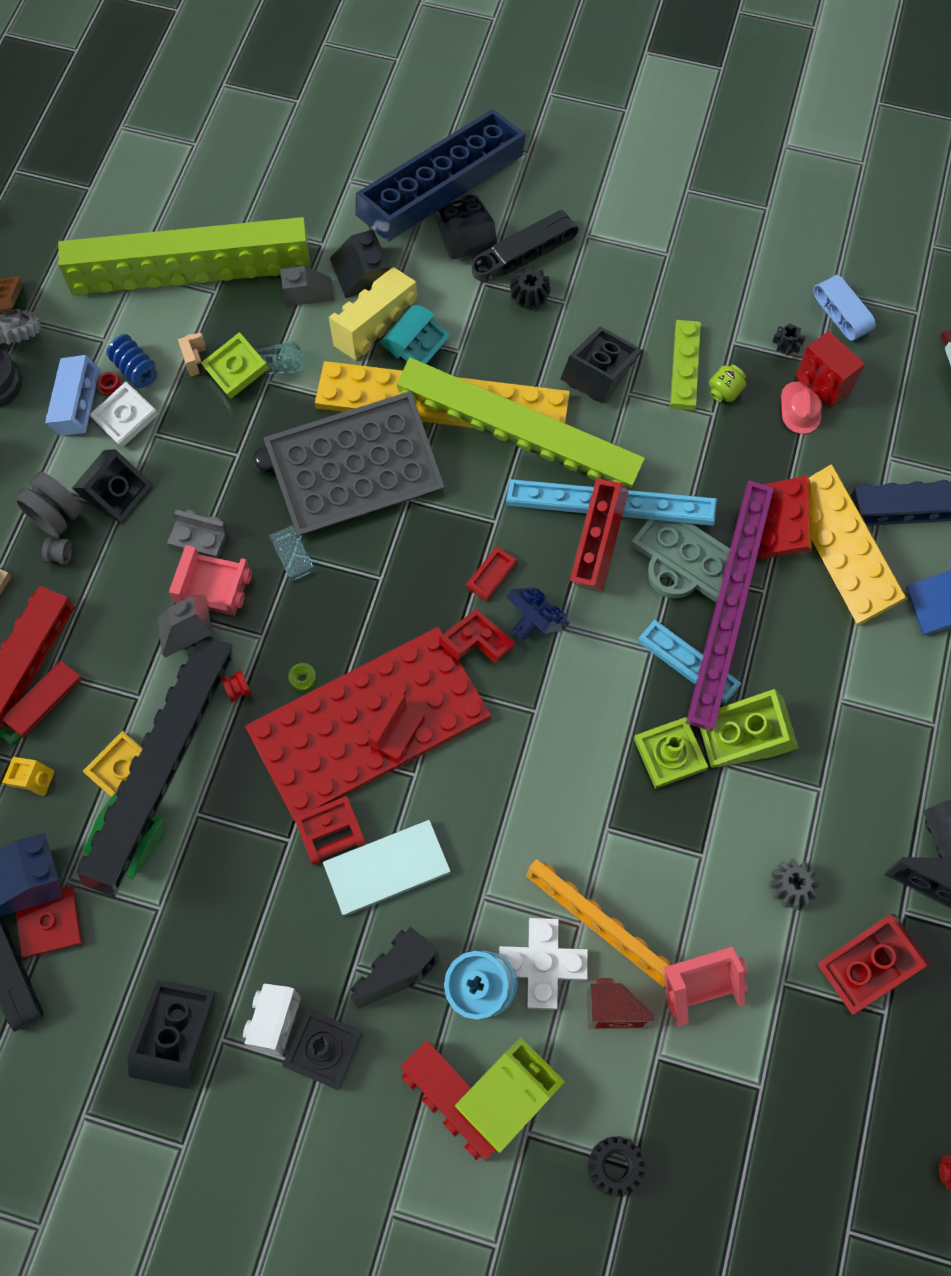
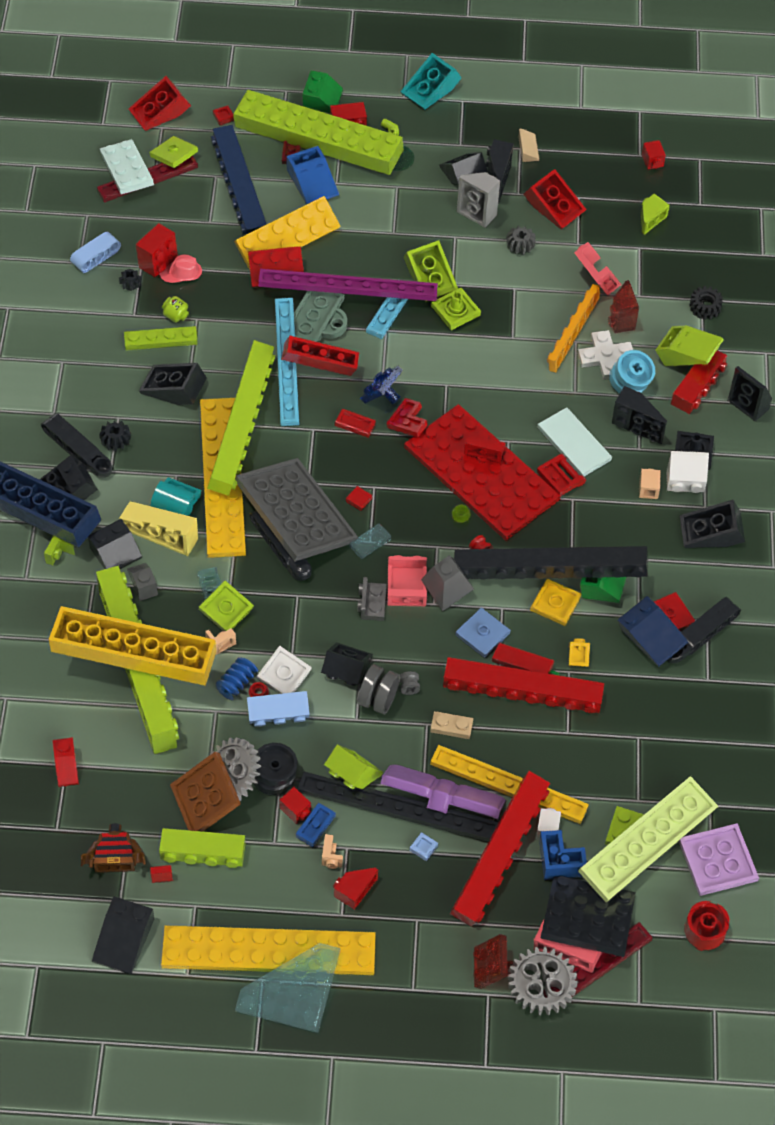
camera: 105 degrees left, 10 degrees down
(87, 180) = (65, 762): none -> red slope
(105, 661) = (482, 632): none -> medium blue plate
(169, 228) = (132, 645): none -> yellow brick
(277, 957) = (649, 484): none -> light nougat brick
(364, 552) = (359, 498): none -> red tile
(395, 1177) = (749, 395): none -> black slope
(829, 1127) = (653, 212): none -> lime slope
(876, 828) = (478, 197): none -> light grey slope

